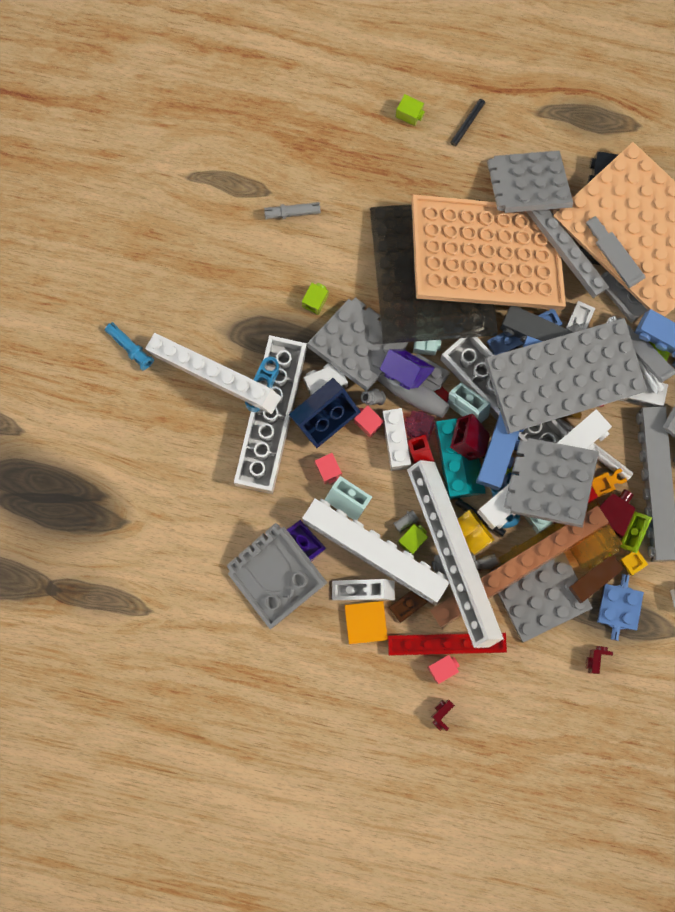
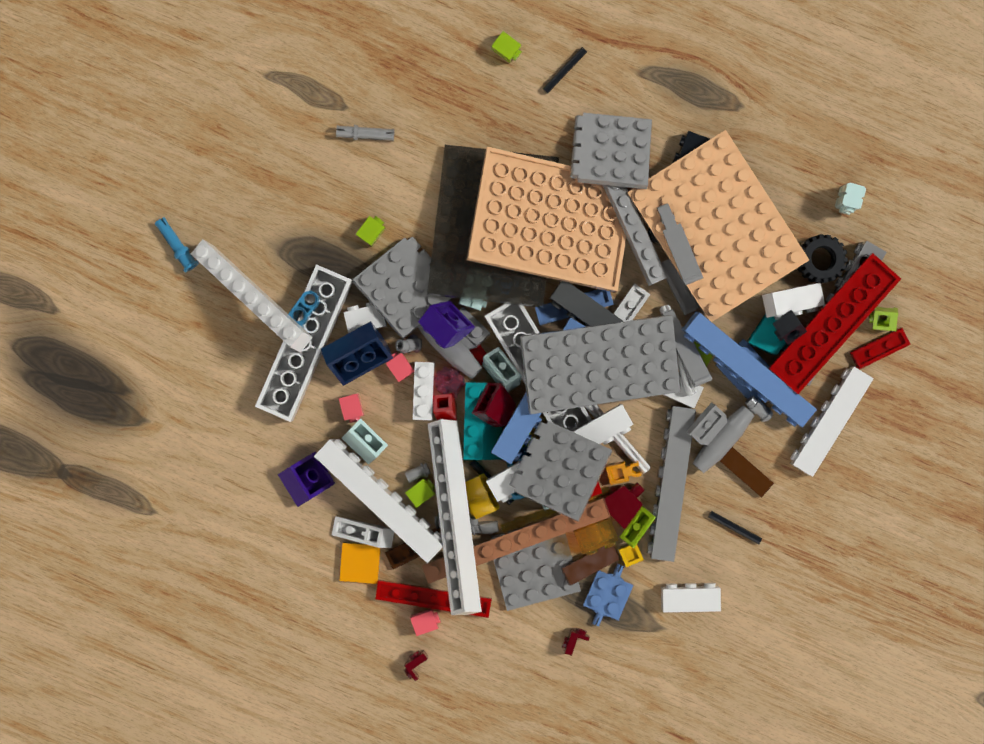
camera: 15 degrees right, 10 degrees up
(275, 575) = (279, 504): light grey hinge -> none

